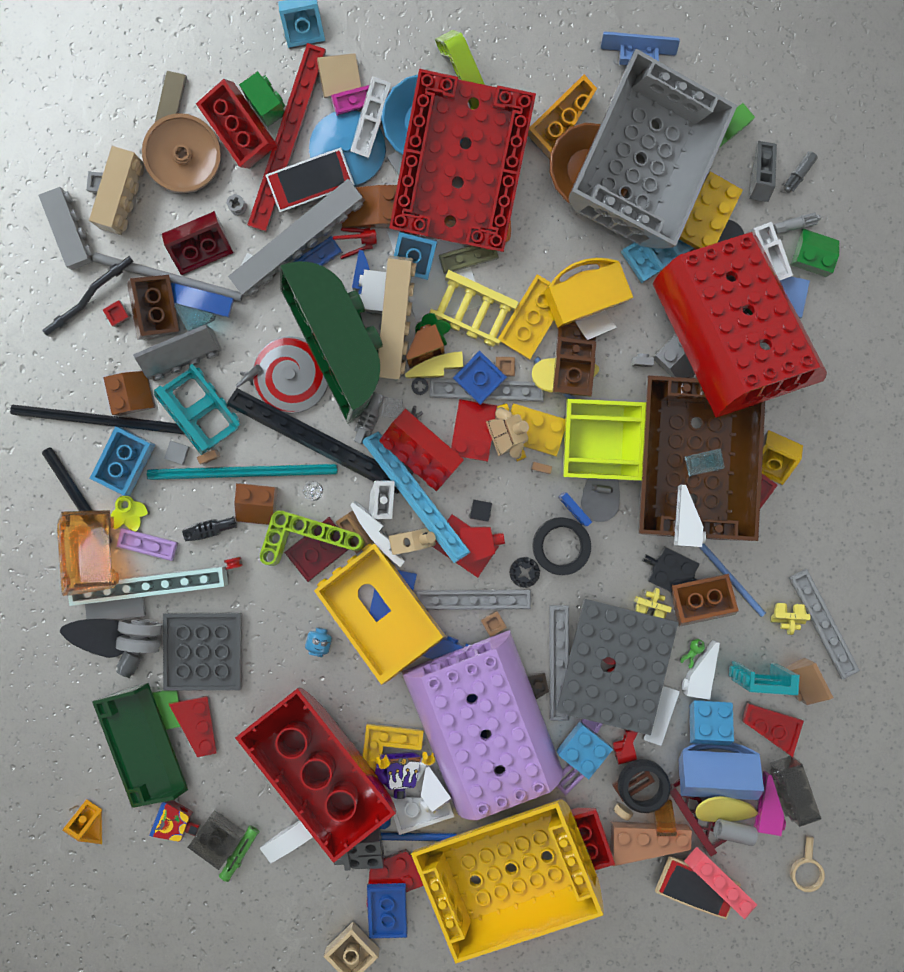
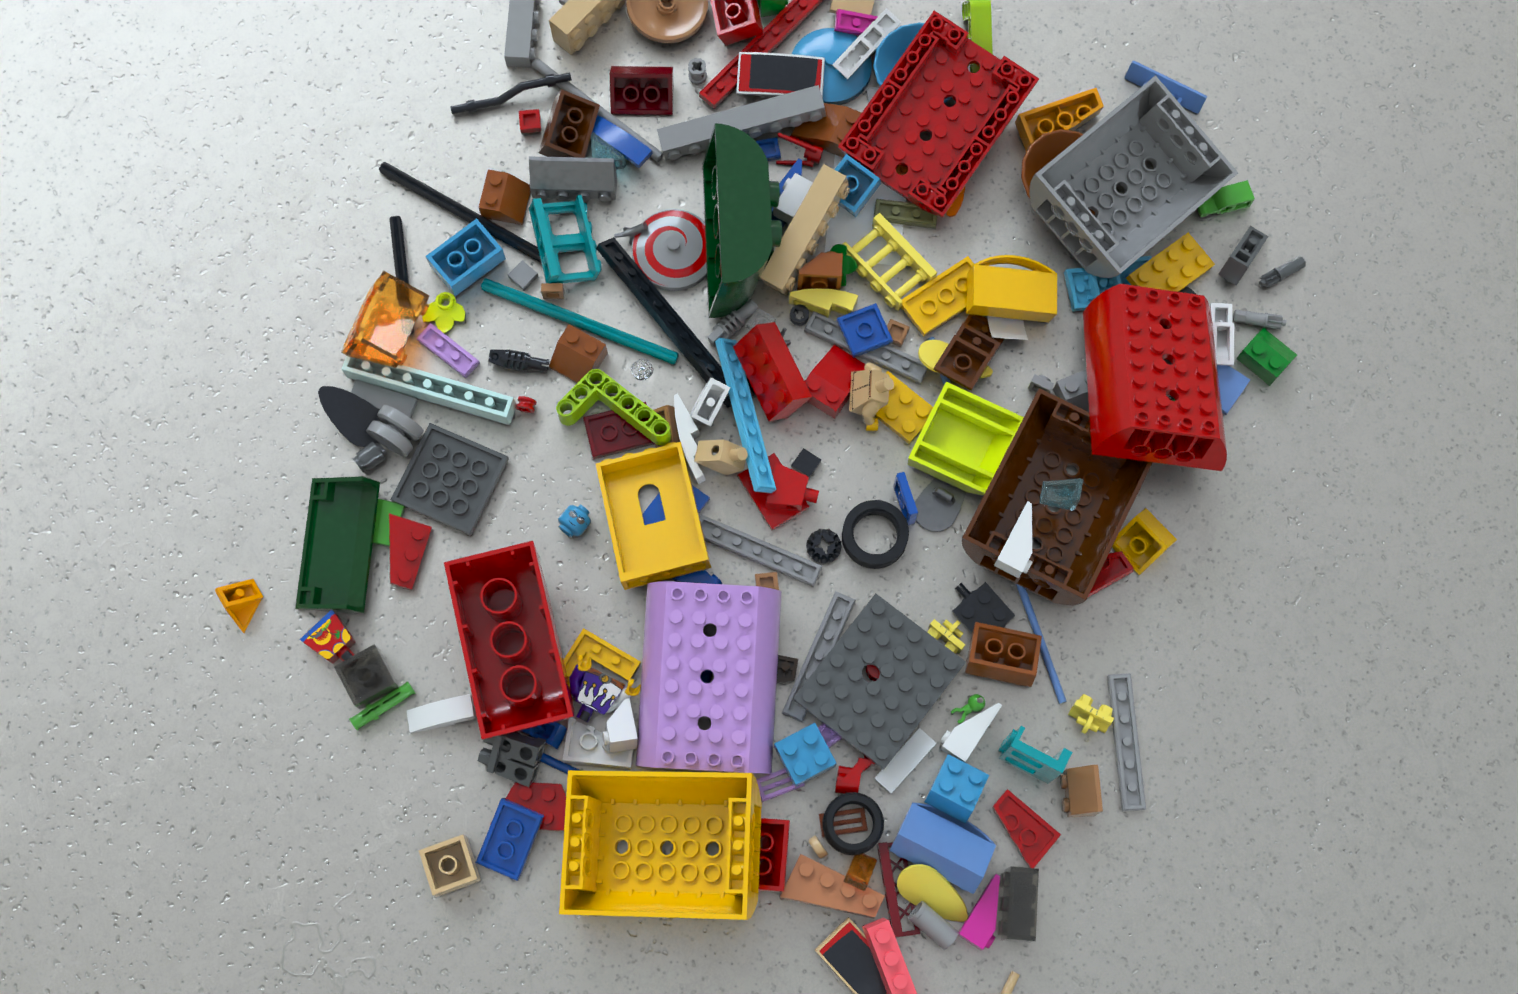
camera: 30 degrees right, 15 degrees down
(541, 468) = (888, 445): medium nougat tile -> none

